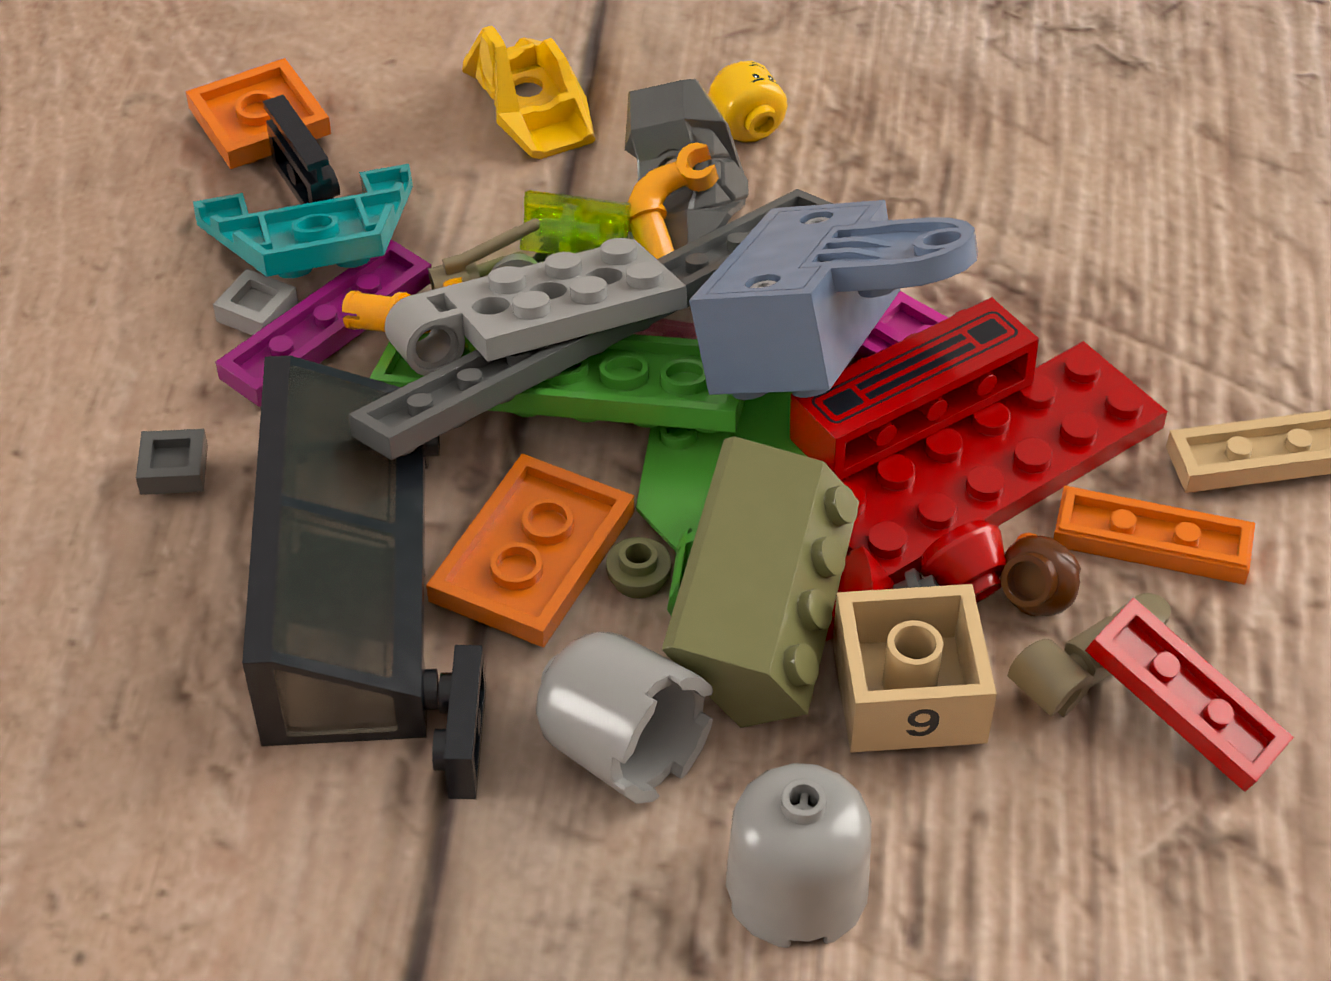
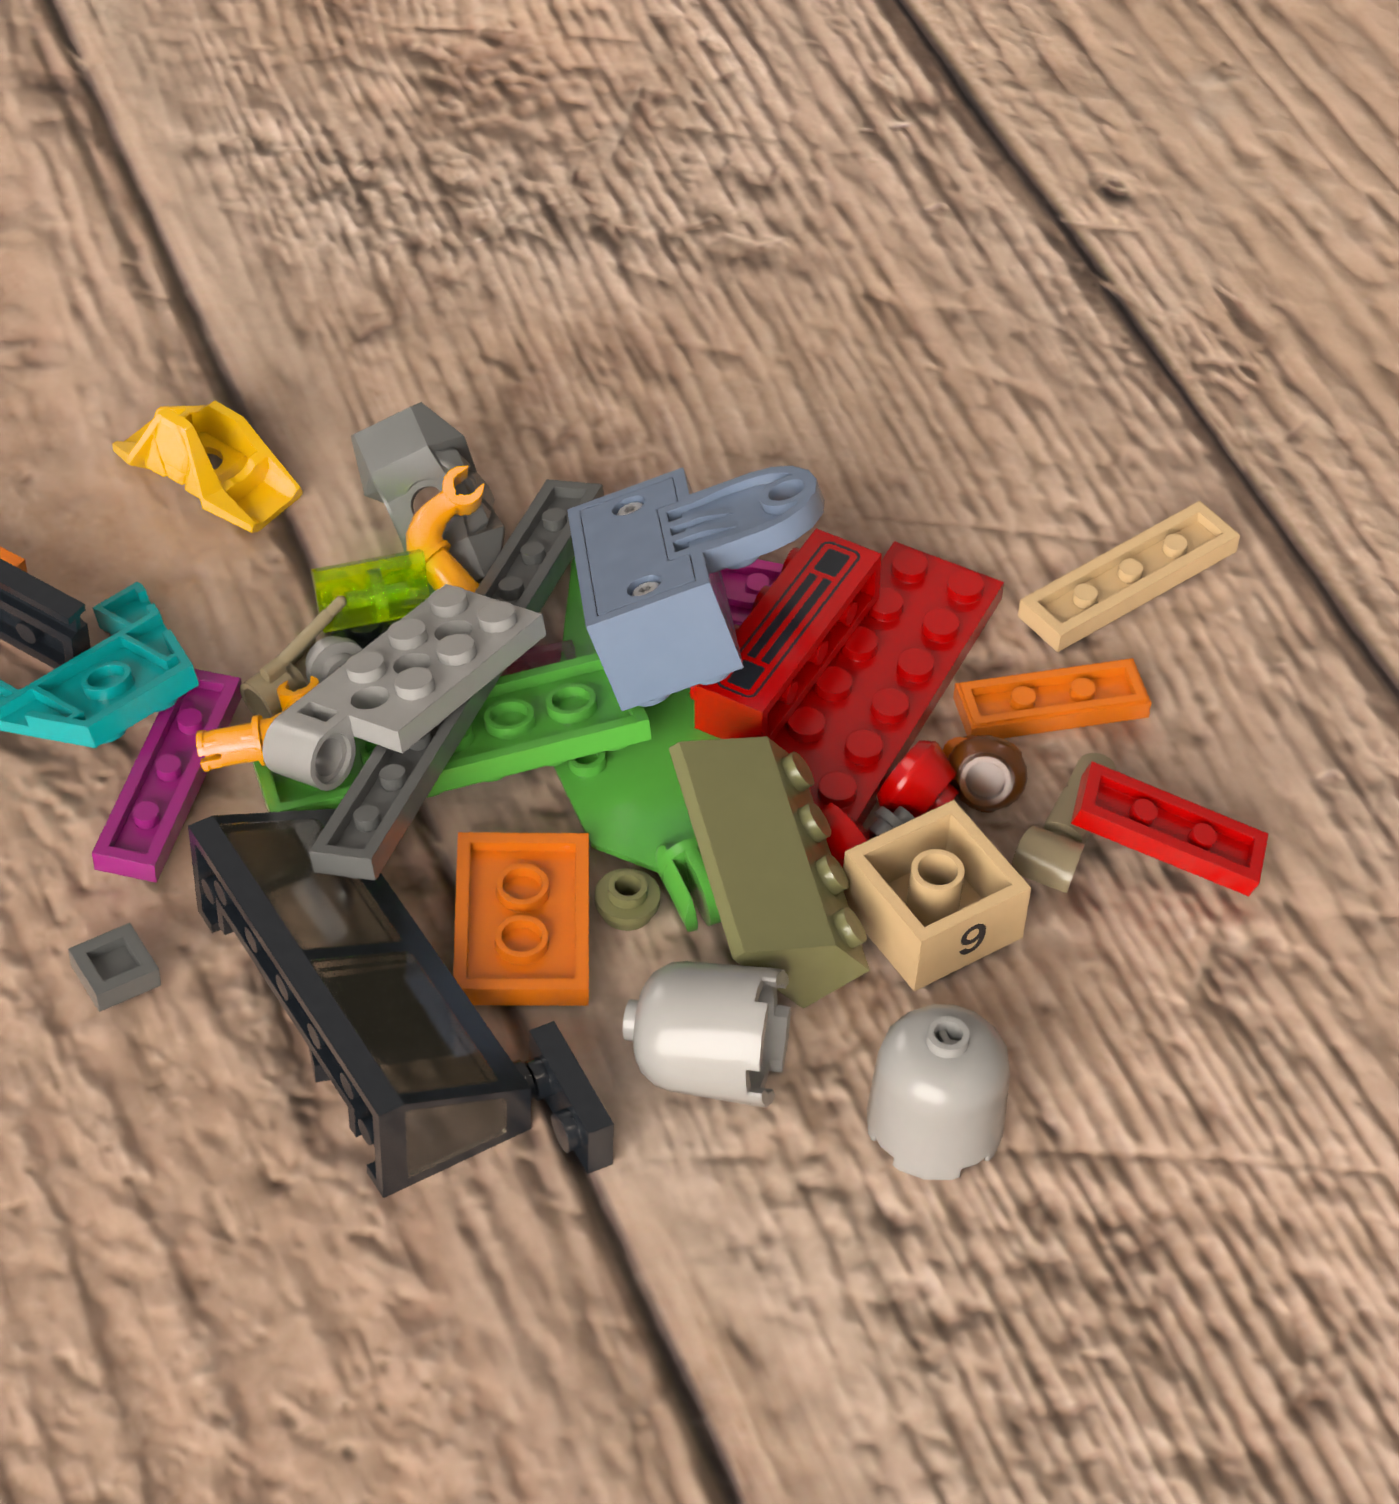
camera: 30 degrees left, 0 degrees up
(254, 302) = (84, 780): light grey plate -> none
(748, 99) = (447, 393): yellow head -> none

